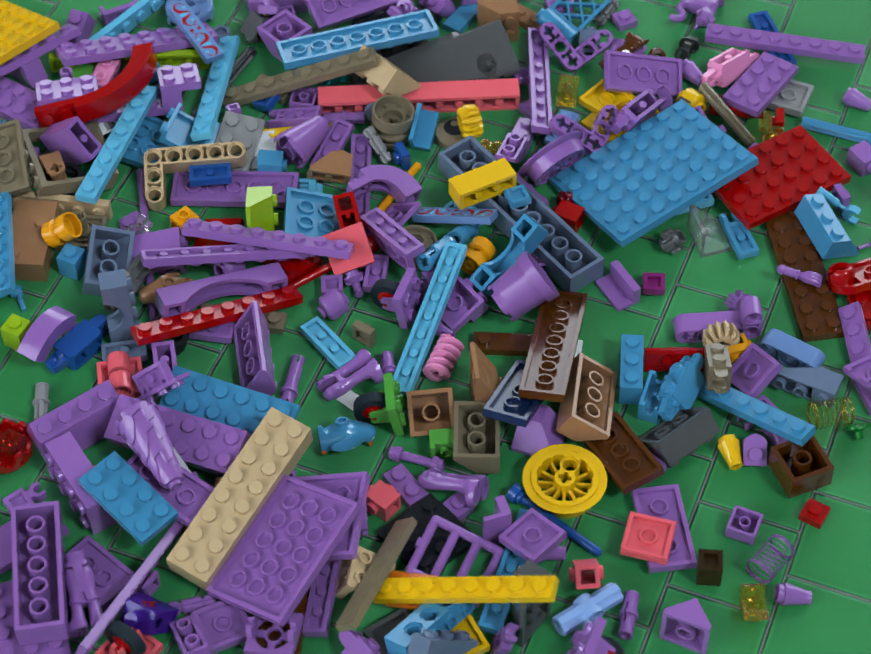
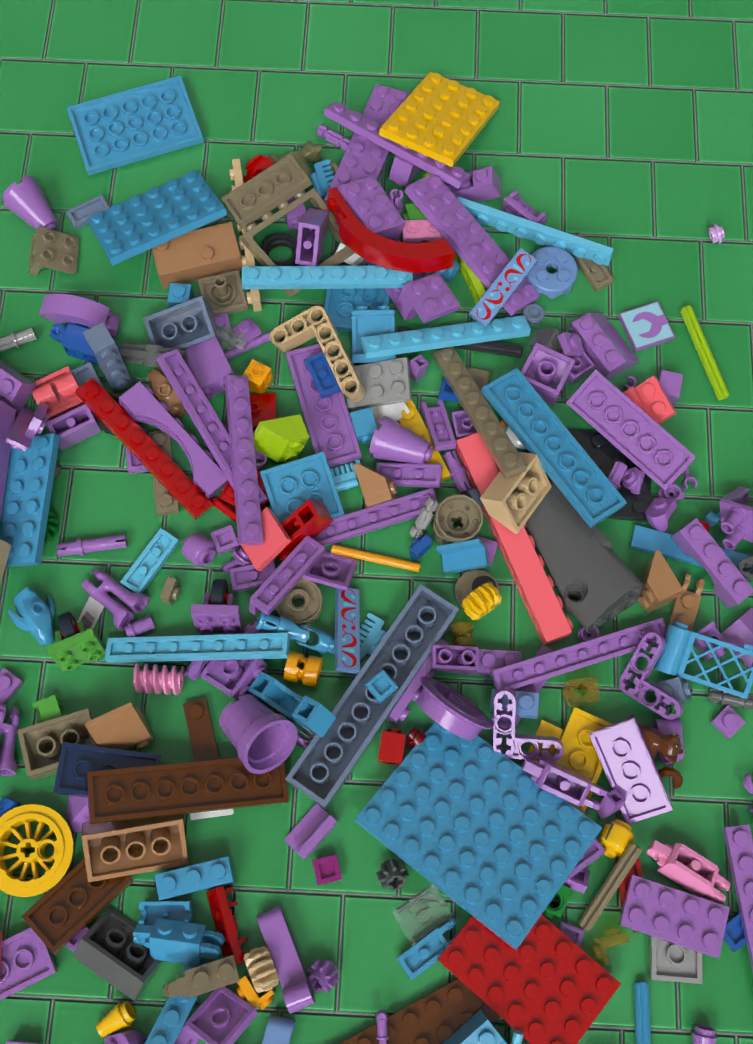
camera: 70 degrees right, 20 degrees up
(14, 330) = (84, 285): lime brick -> none
(19, 294) = (138, 270): dark azure hand -> none
(53, 166) = (278, 236): medium nougat piece -> none
(61, 229) = (198, 273): light orange wheel -> none
(254, 351) = (106, 501): medium lavender slope -> none
(386, 179) = (373, 544): medium lavender arch -> none
(397, 454) = (33, 673): medium lavender bar -> none
(430, 410) = (85, 686): medium nougat slope -> none
(482, 183) = (382, 643): yellow brick -> none
(688, 46) = (715, 810): pearl dark grey piece -> none
(691, 72) = (668, 826): medium lavender cone -> none
(778, 119) = (624, 952): red plate -> none

